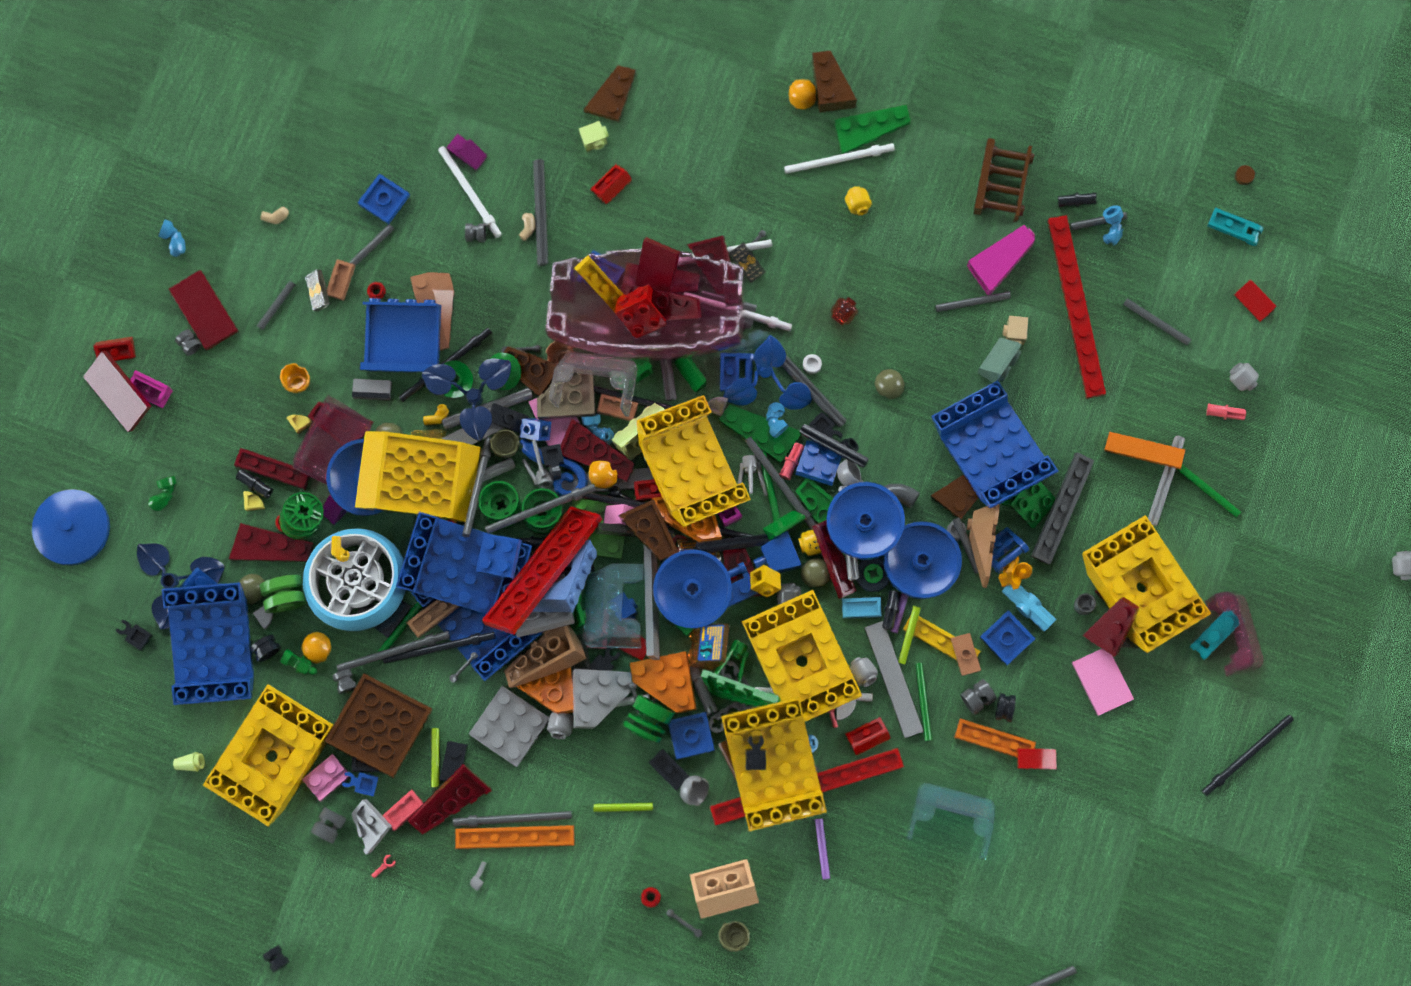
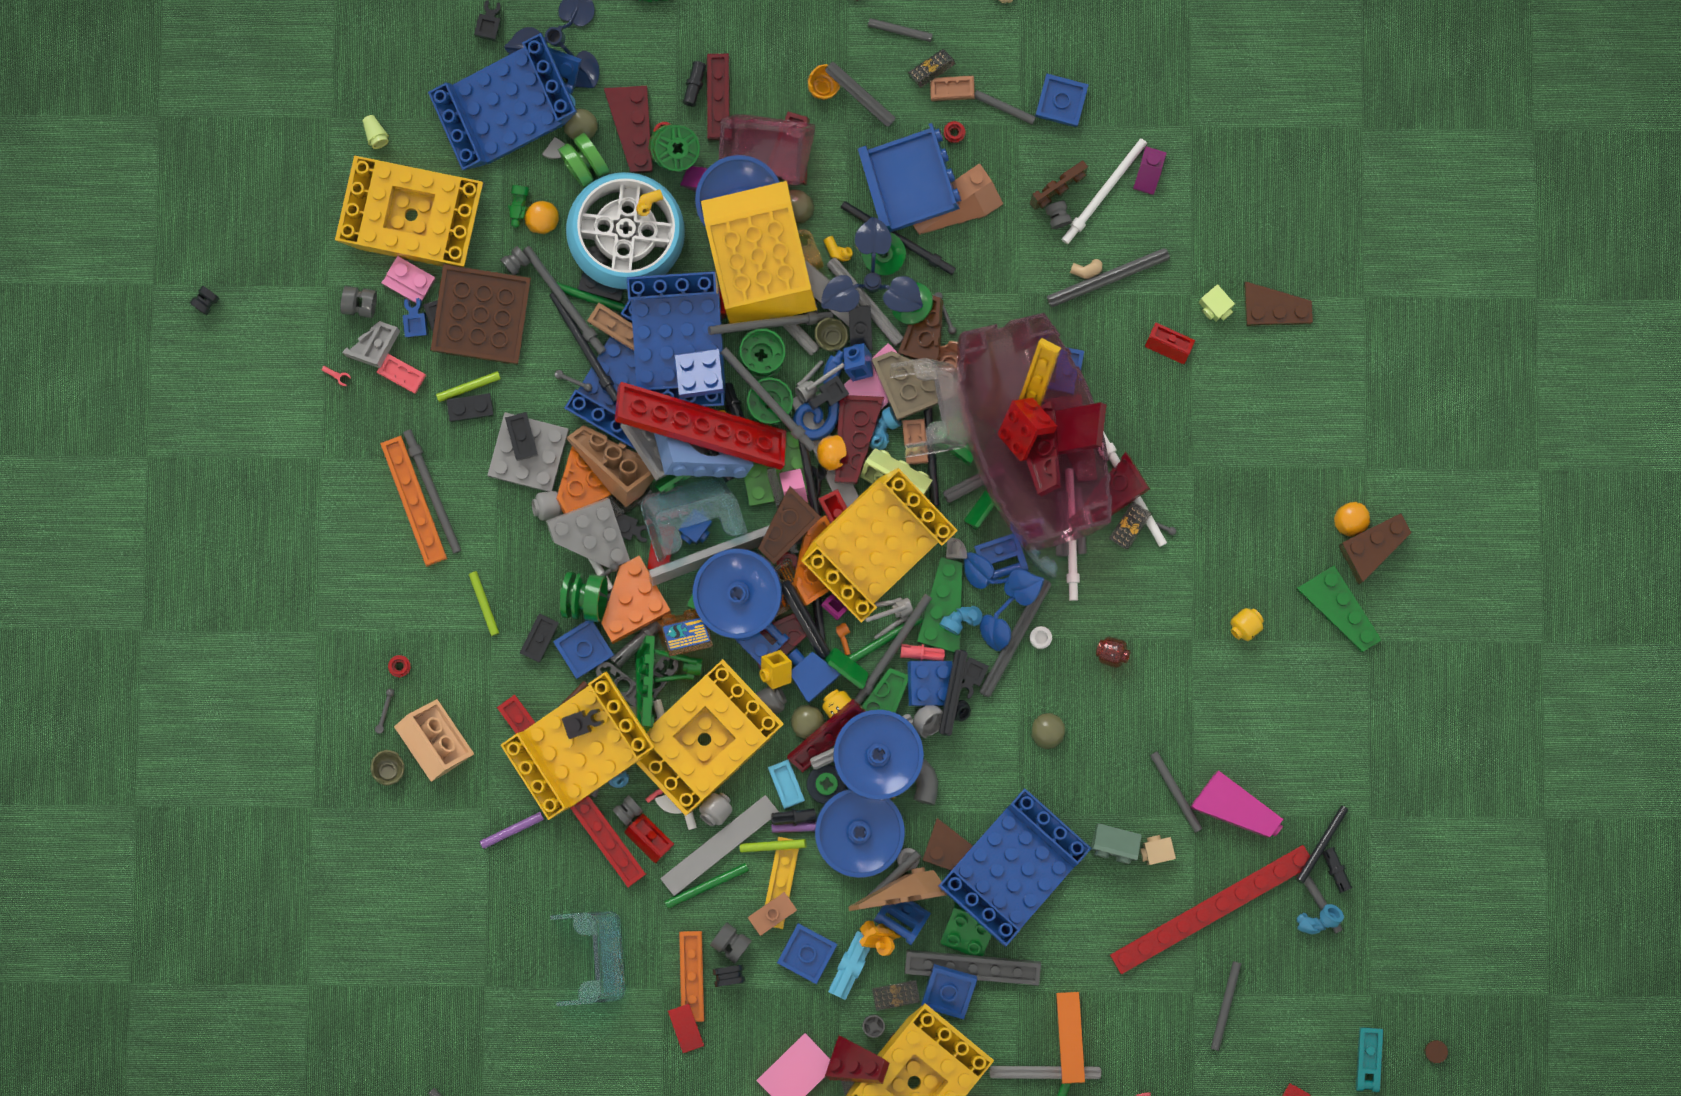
camera: 60 degrees right, 5 degrees up
(252, 501) = (675, 89): light yellow tile -> none
(265, 648) = (521, 164): black wheel -> none
(299, 422) = (778, 105): light yellow tile -> none
(316, 353) = (860, 94): none -> dark grey axle
(371, 389) = (842, 169): light grey tile -> none
(452, 223) = (1075, 174): none -> reddish brown wing
(454, 794) = (433, 419): dark red wing -> none
(475, 882) = (352, 478): light grey hand -> none
(494, 725) = (521, 436): none -> black plate
(694, 790) = (526, 672): light grey hair -> none
(751, 519) = (842, 630): none -> orange hand
(837, 740) = (632, 807): none -> dark grey wheel
(874, 151) = (1313, 623): white bar -> none
(989, 168) = (1316, 761): reddish brown fence -> none
(1053, 203) = (1323, 842): none -> black bar
(1064, 578) = (896, 995): none -> clear smoke tile
(1076, 533) = (949, 991): none -> blue plate

